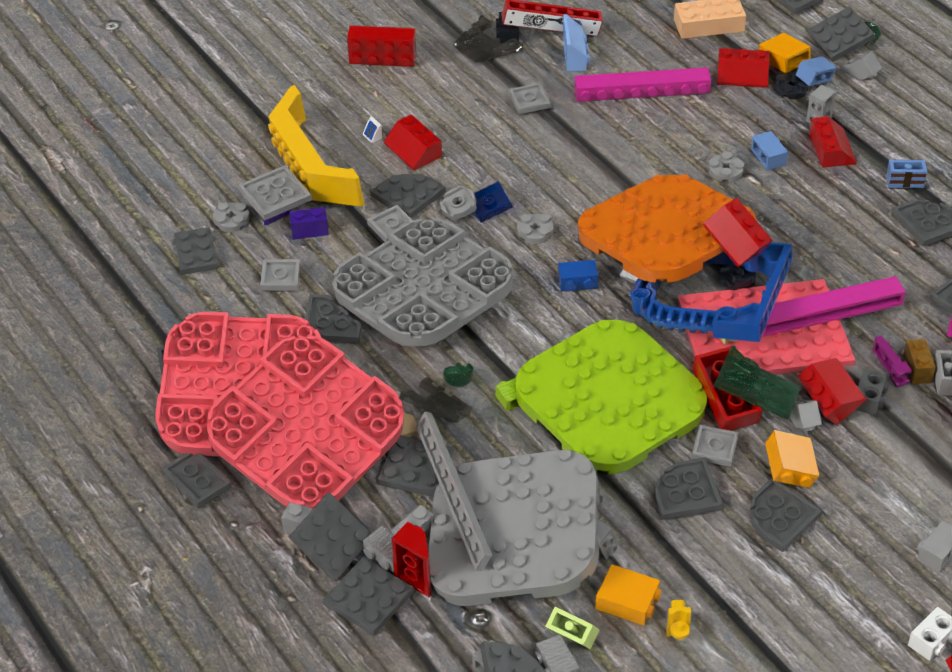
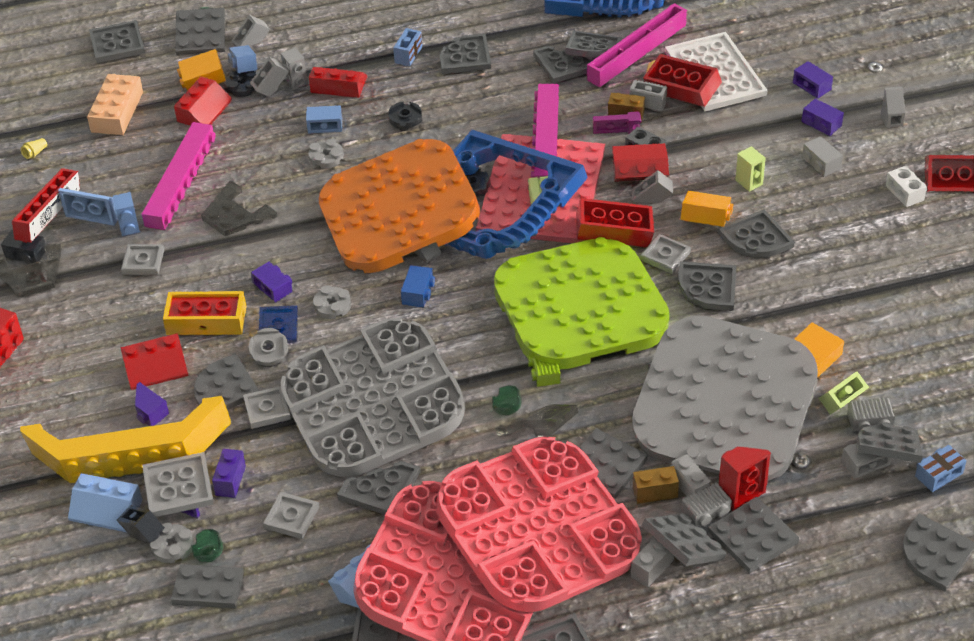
camera: 70 degrees left, 0 degrees up
(227, 187) = (140, 524): none -> black brick
(229, 236) = (207, 546): none -> clear green hair
(254, 160) = (101, 501): none -> light blue slope
(364, 155) = (149, 406): none -> dark purple slope
(373, 130) = (111, 391): slope -> none
(394, 501) = (655, 484): none -> pearl gold brick
(454, 492) = (671, 427): light grey plate -> none
(477, 152) = (205, 313): none -> yellow brick
(538, 182) = (272, 281): none -> dark purple brick
(569, 64) = (126, 214): none -> medium blue brick
(612, 130) = (230, 217): none -> clear smoke wing
(678, 620) = (864, 324): yellow hips -> none
(737, 232) = (456, 148): slope -> none
(755, 385) = (627, 197): clear green plate -> none
(795, 94) = (269, 77): none -> light grey brick
(813, 211) = (412, 116): none -> black plate
(872, 481) = (750, 168): none -> yellowish green brick

